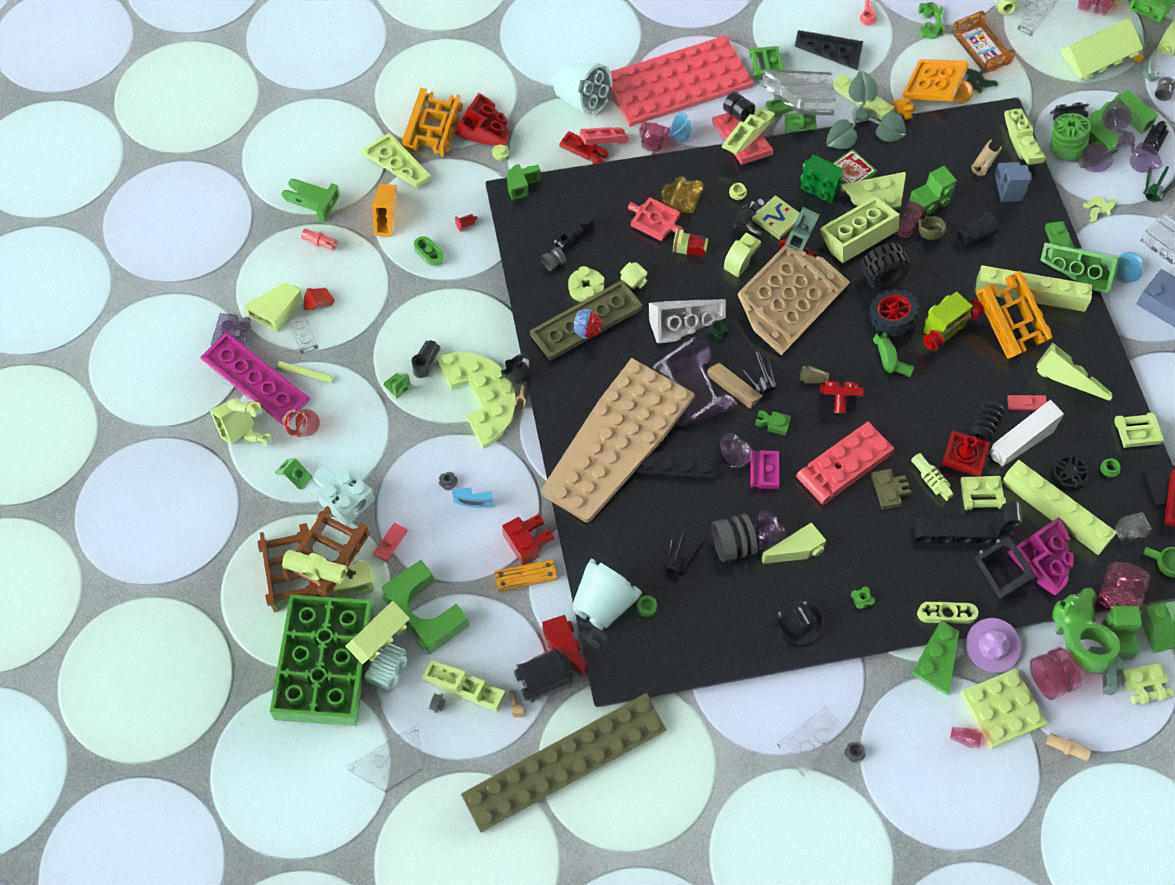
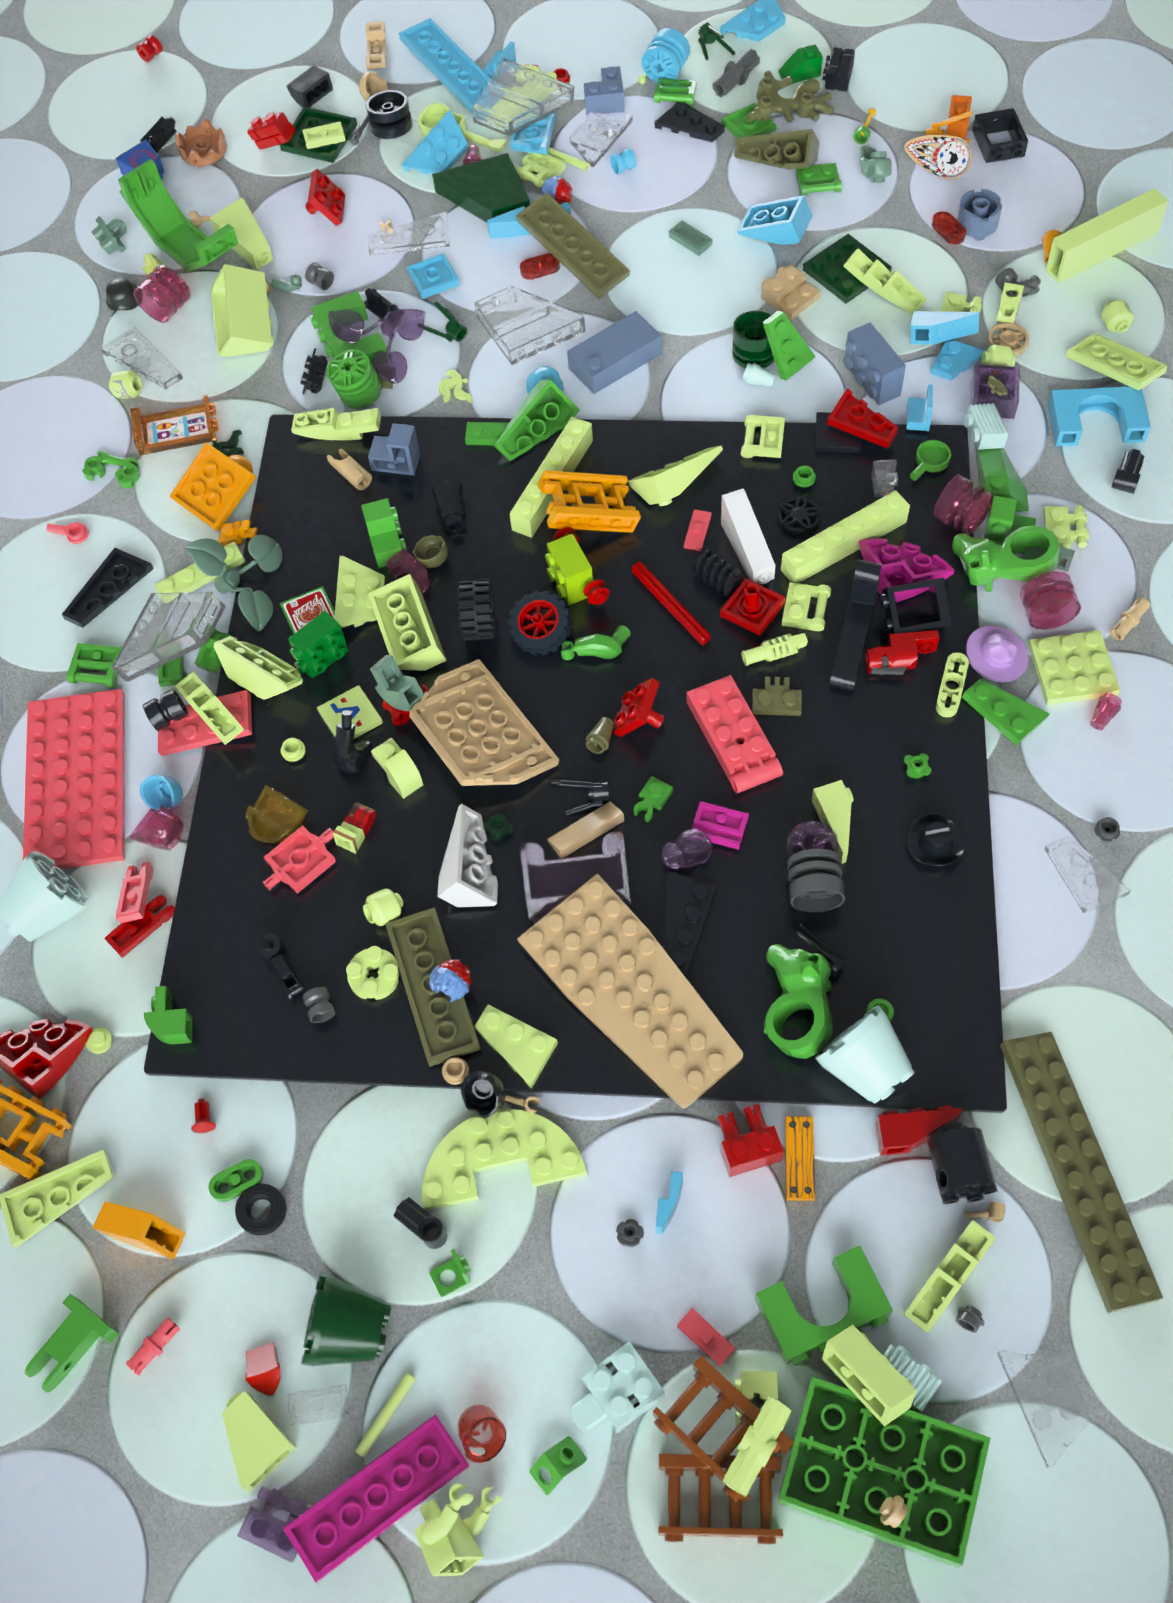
camera: 70 degrees left, 0 degrees up
(292, 659) = (893, 1511): none -> tan plate
(348, 327) = (344, 1324): none -> dark green cone
(414, 280) = (247, 1199): none -> black tyre
(530, 348) = (455, 1070): none -> tan plate
(560, 381) = (516, 1042): none -> yellowish green wing
(652, 544) = (804, 987): none -> bright green animal
(793, 149) = (256, 668): none -> yellowish green wedge
(949, 397) = (671, 603): none -> red axle
(961, 567) = (900, 652): none -> red plate

